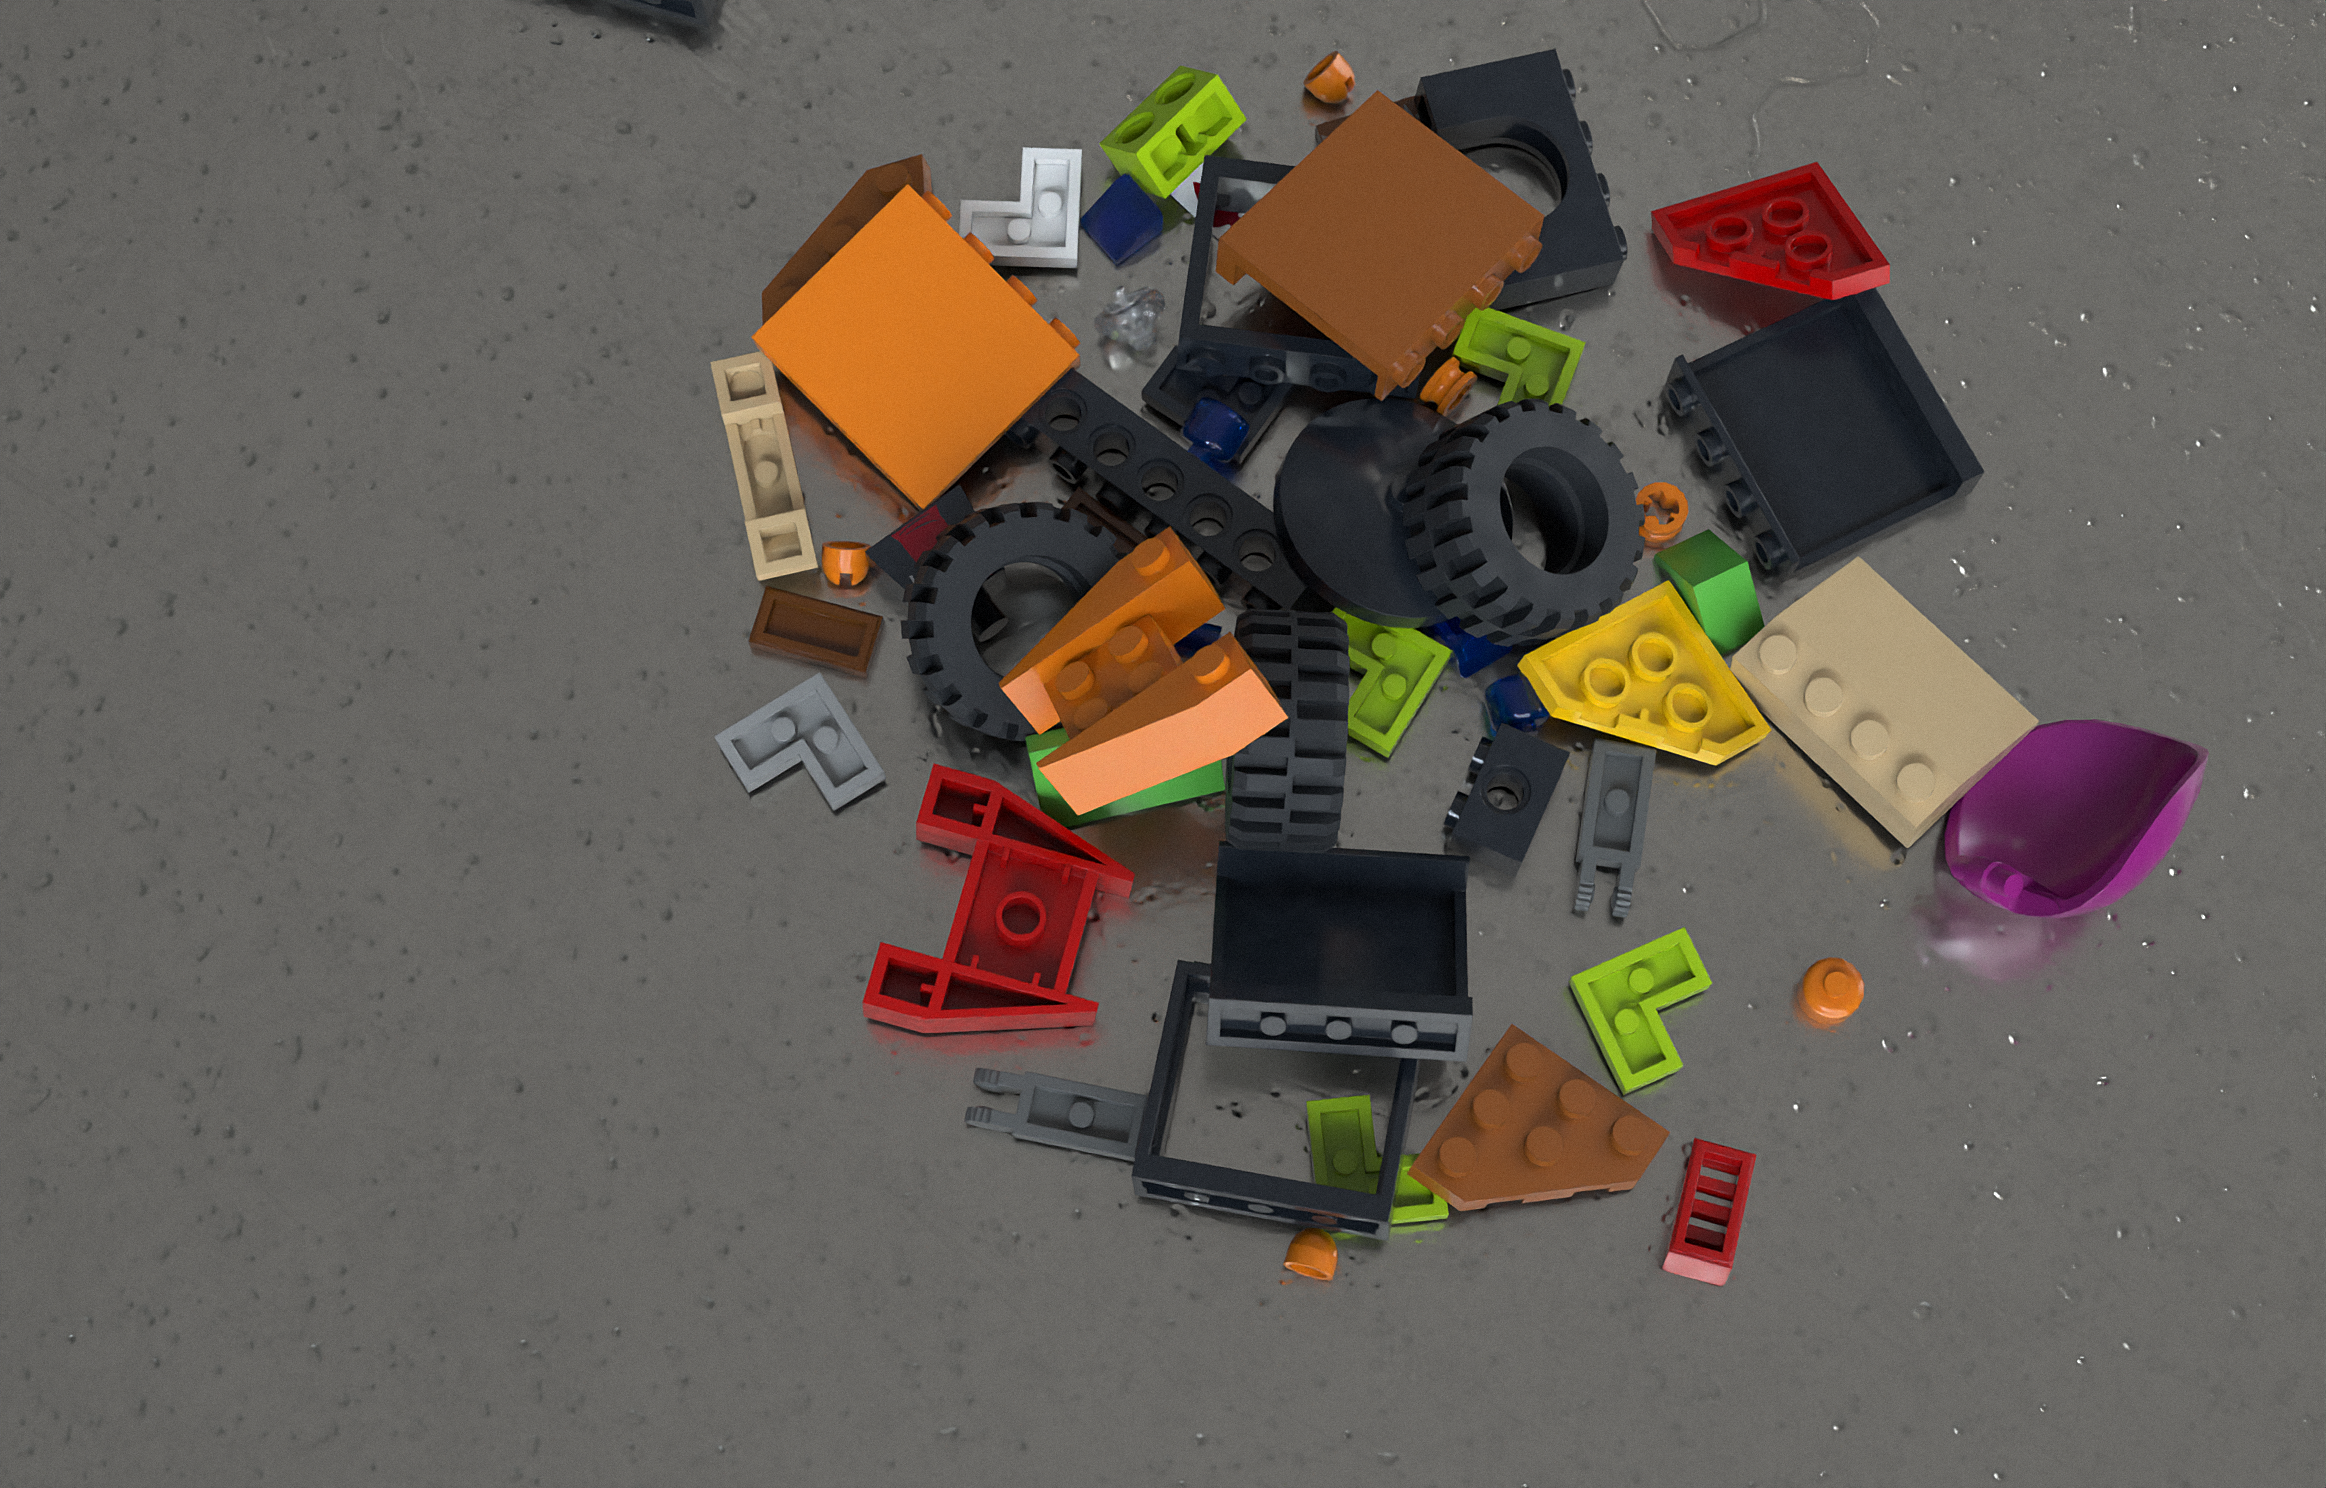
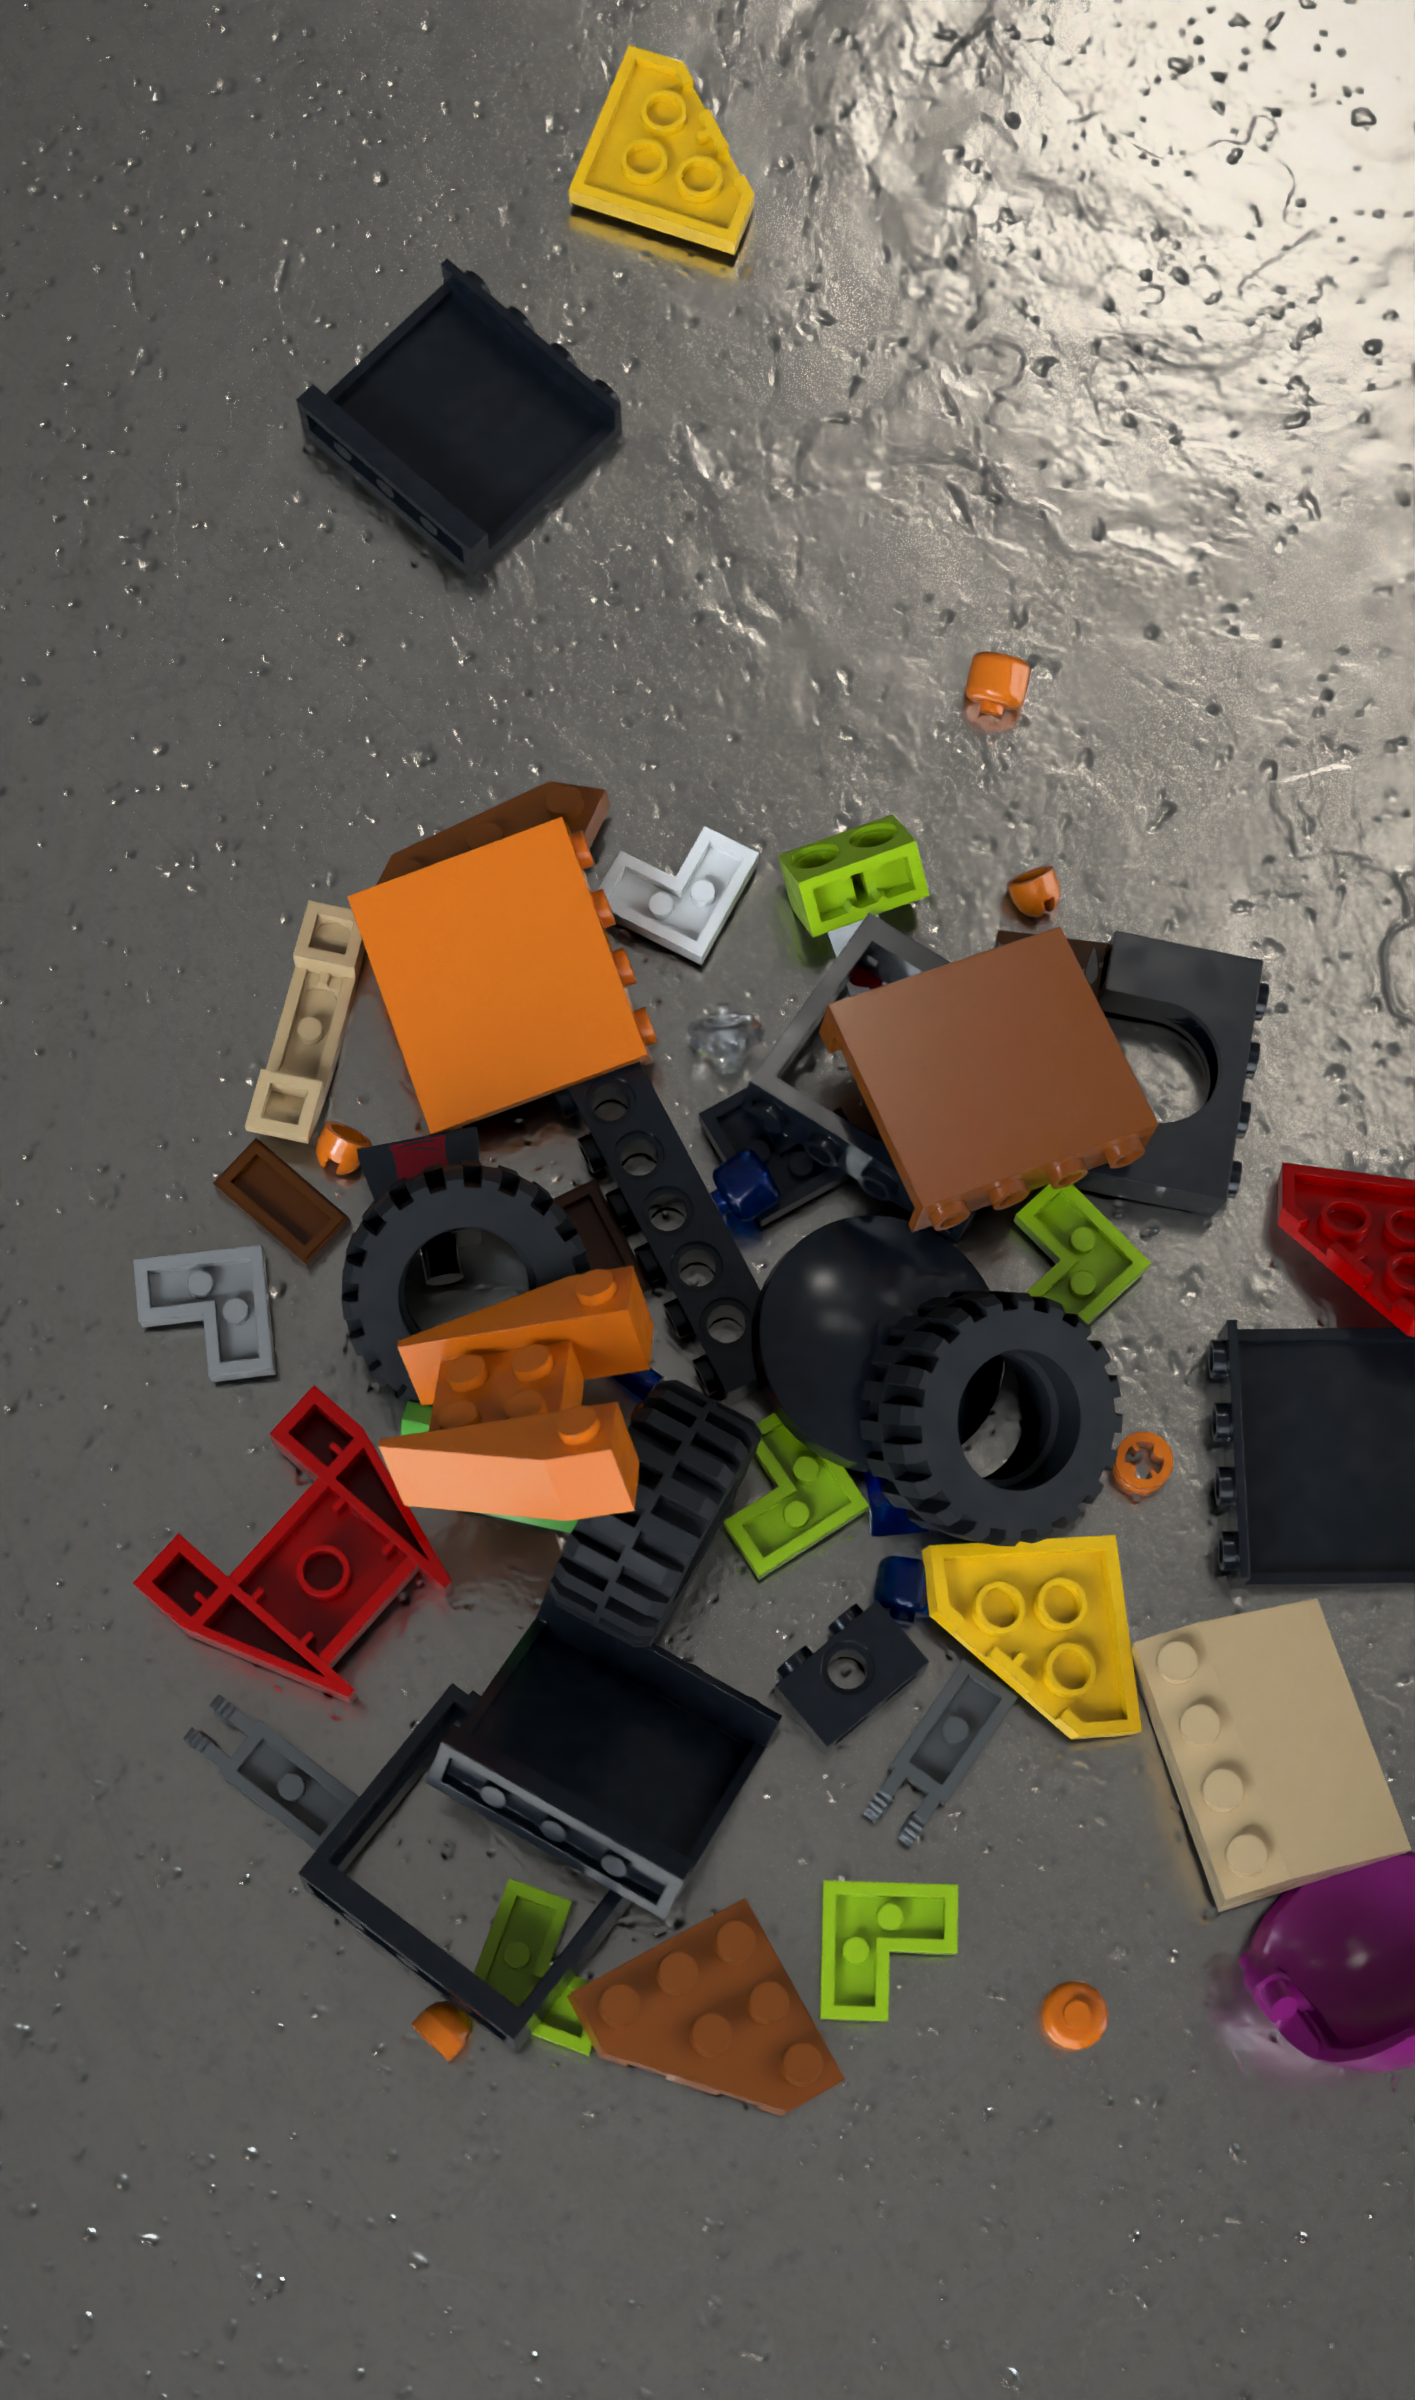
camera: 25 degrees right, 0 degrees up
(1123, 219) = (766, 938): clear blue slope -> none
(1448, 387) = (996, 1245): orange bush -> none
(1698, 1250) = (810, 2222): red slope -> none
(1715, 588) = (1156, 1565): bright green slope -> none

